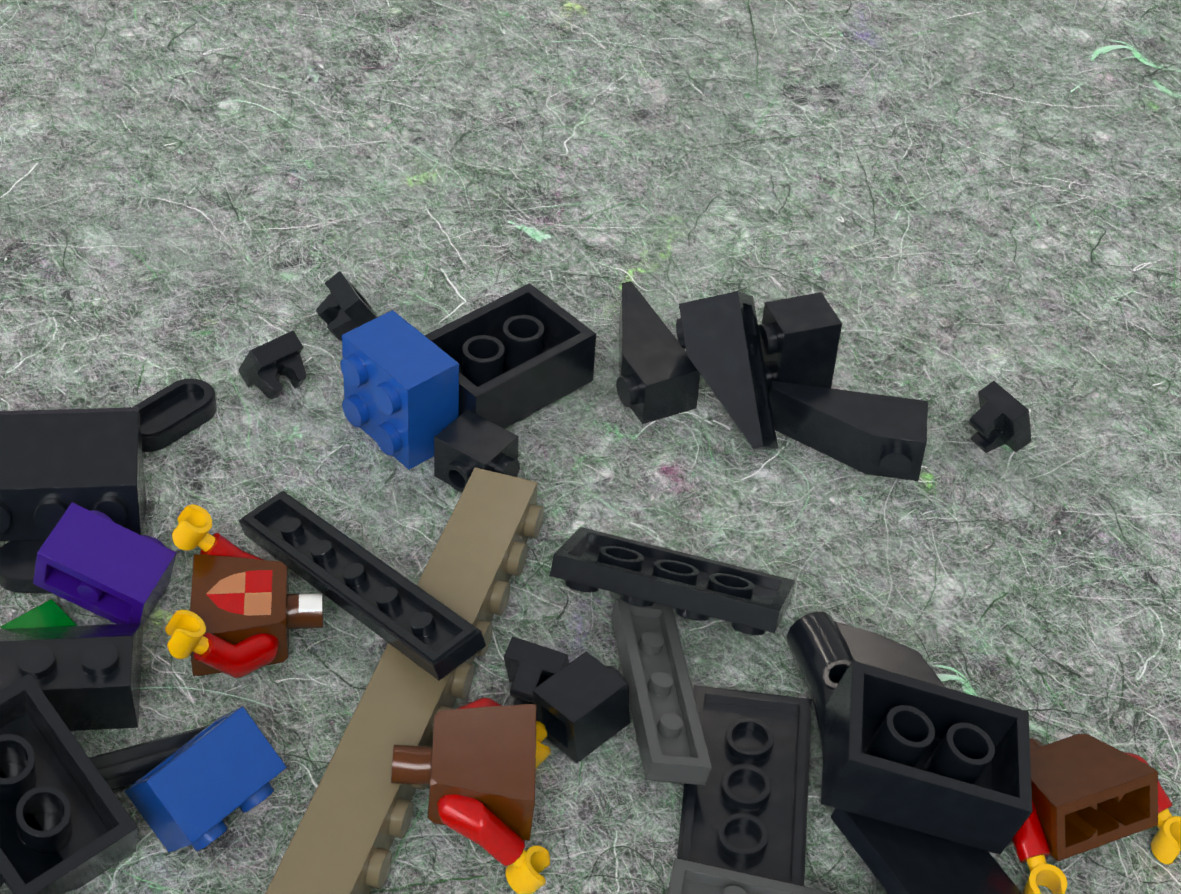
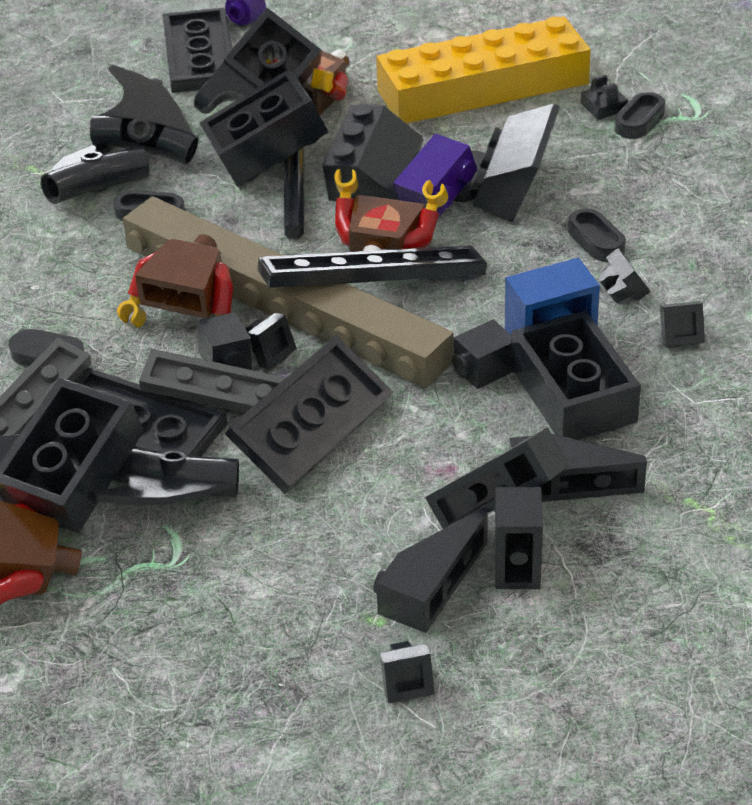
camera: 115 degrees right, 0 degrees up
(206, 781) = (252, 197): blue brick -> none

